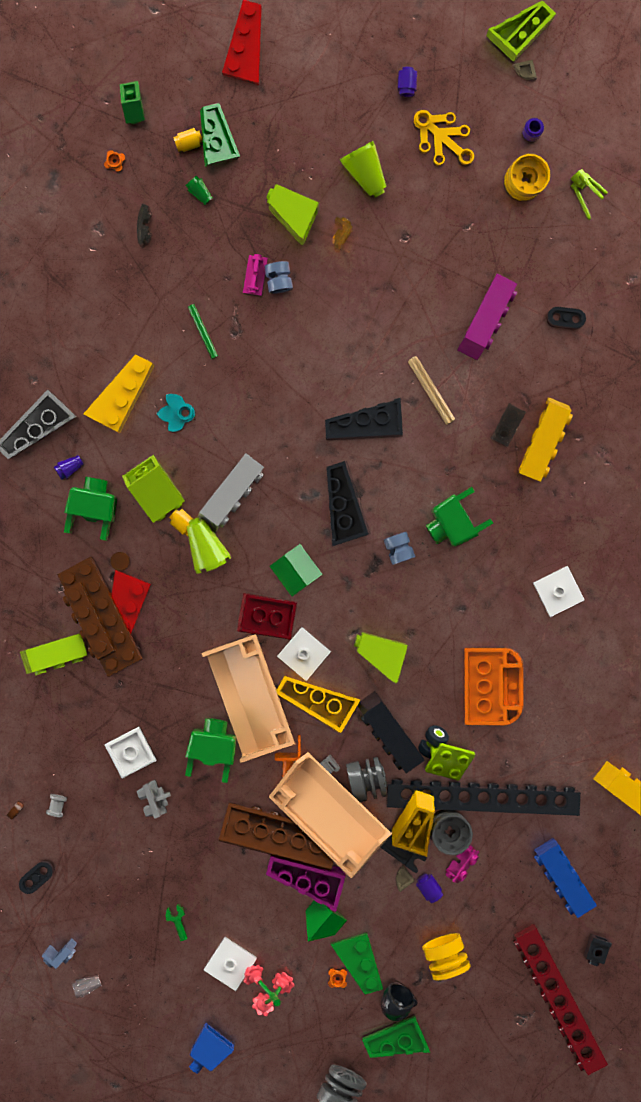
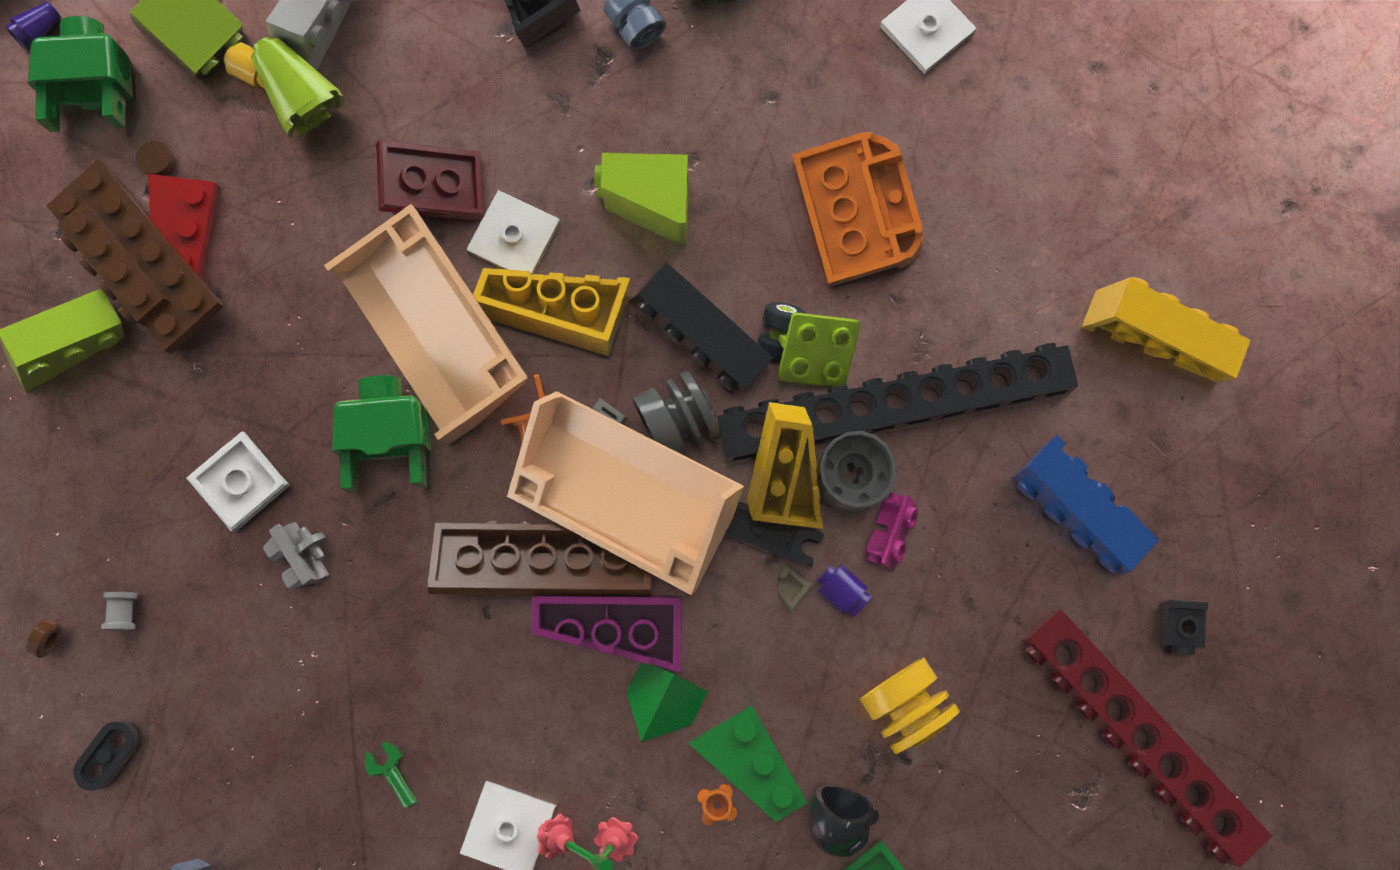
camera: 15 degrees left, 10 degrees down
(295, 570) = (465, 101): green slope -> none

